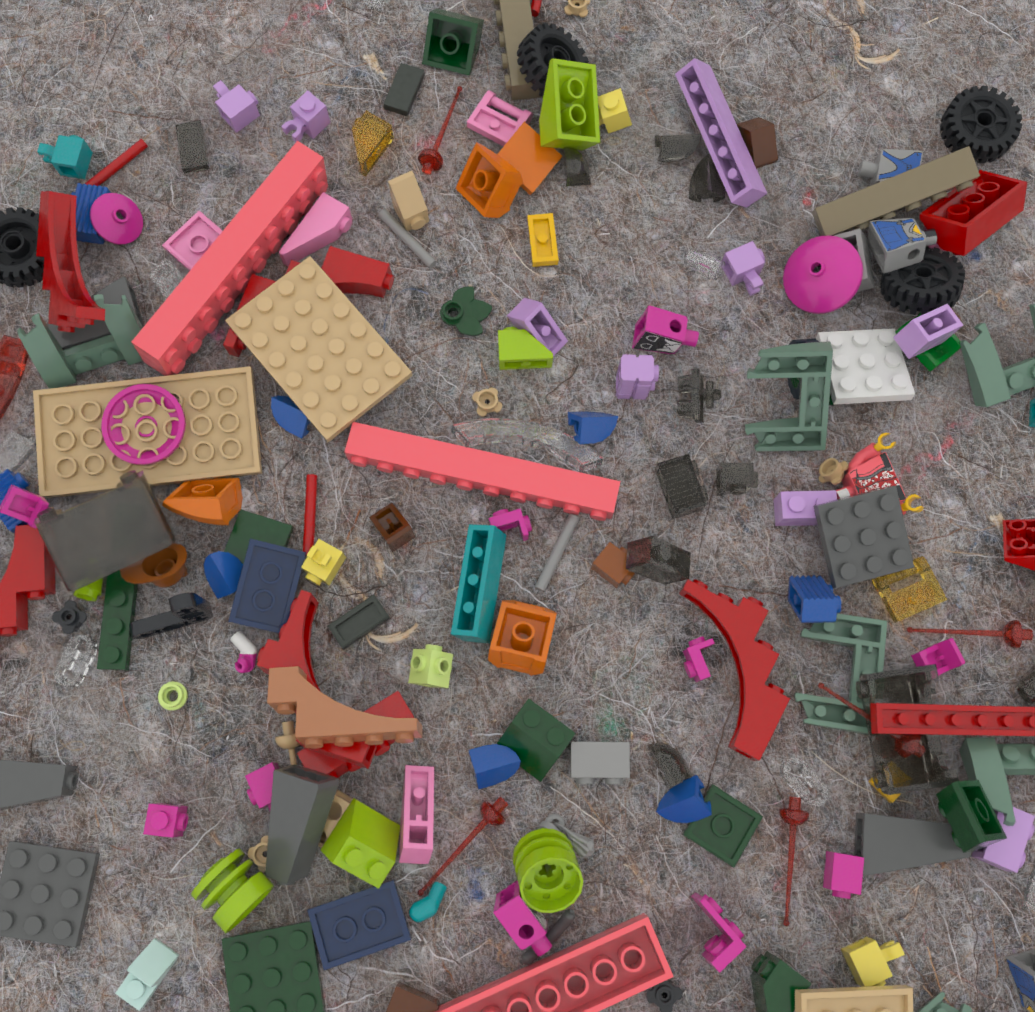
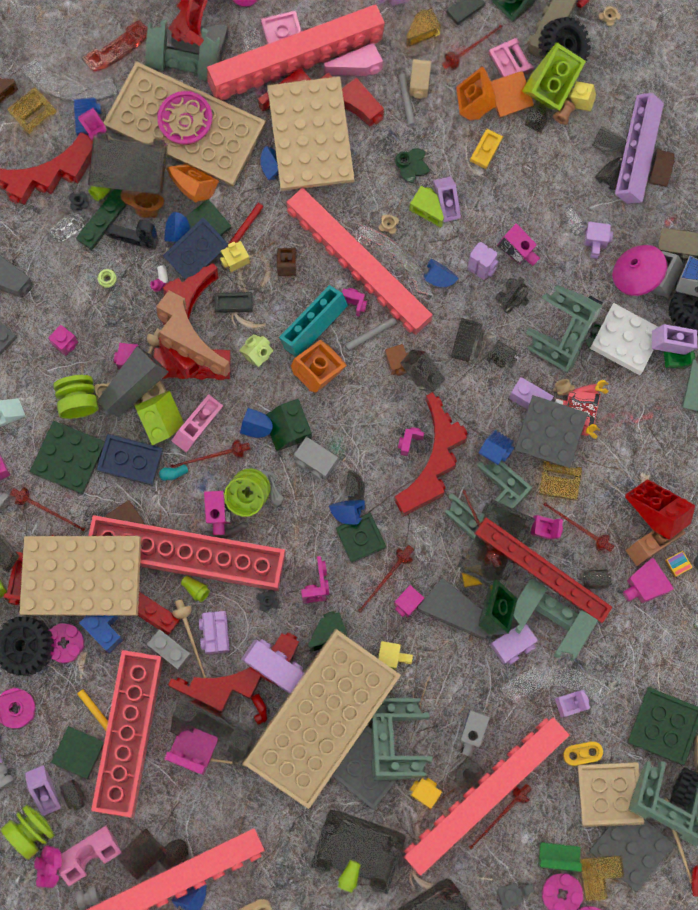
camera: 35 degrees right, 0 degrees up
(605, 149) = (564, 113): none -> nougat bush

